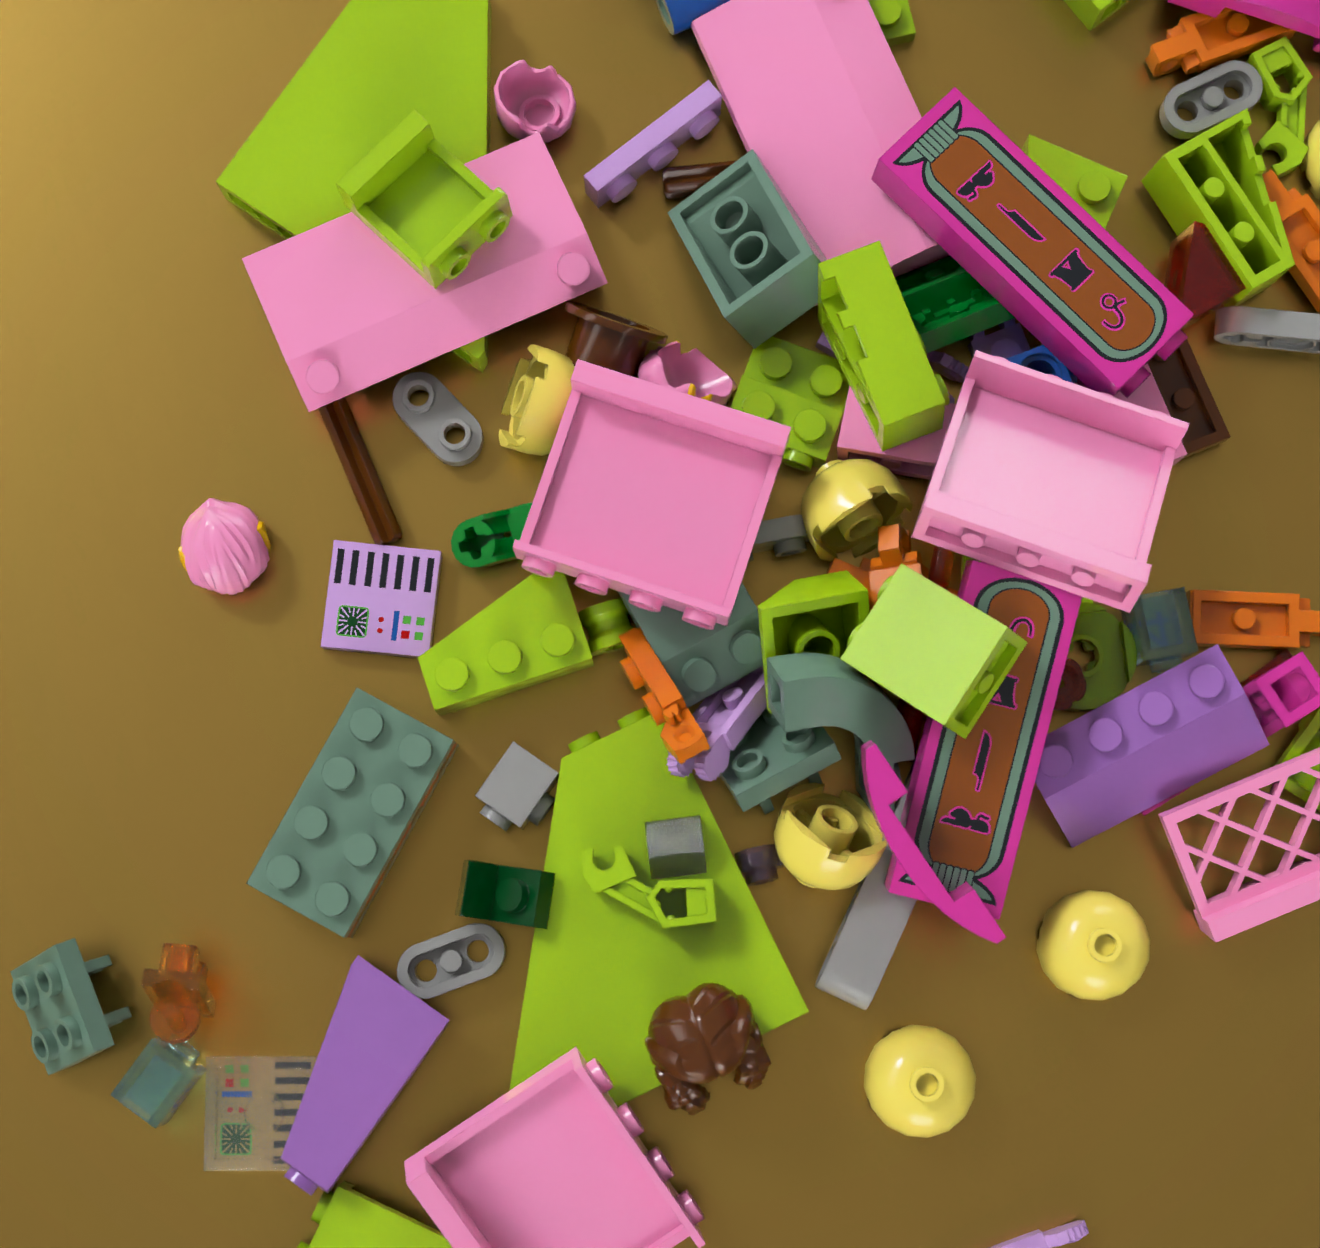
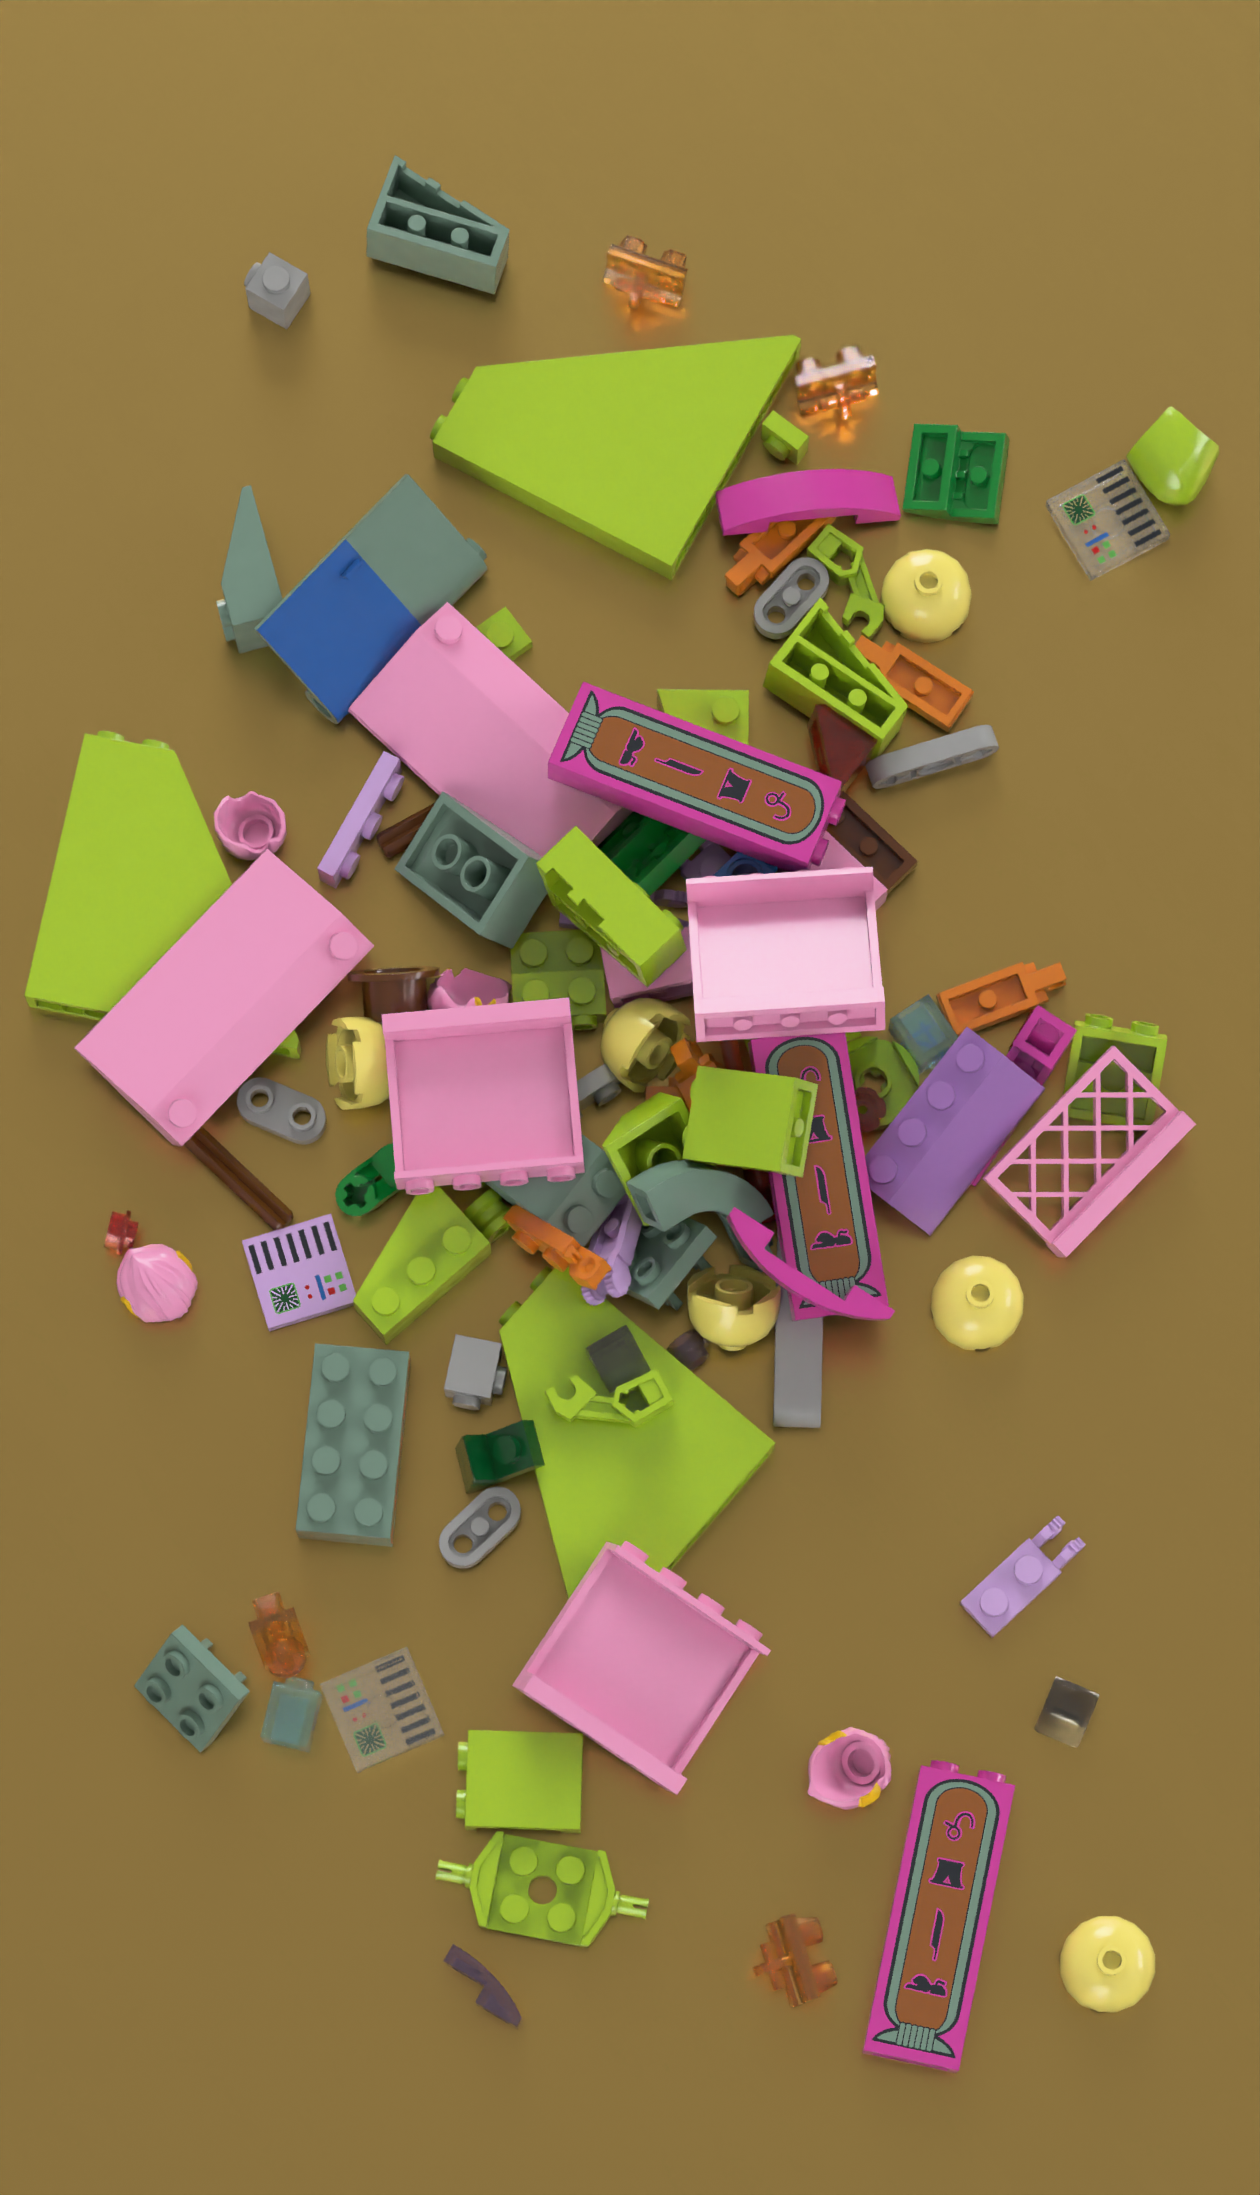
camera: 20 degrees left, 5 degrees down
(211, 476) = (121, 1232): none -> clear red plate
(362, 1067) = (447, 1630): medium lavender slope -> none
(424, 201) = (204, 943): lime panel -> none
(704, 1038) = (699, 1491): reddish brown hair -> none
(919, 1081) = (886, 1464): light yellow cylinder -> none

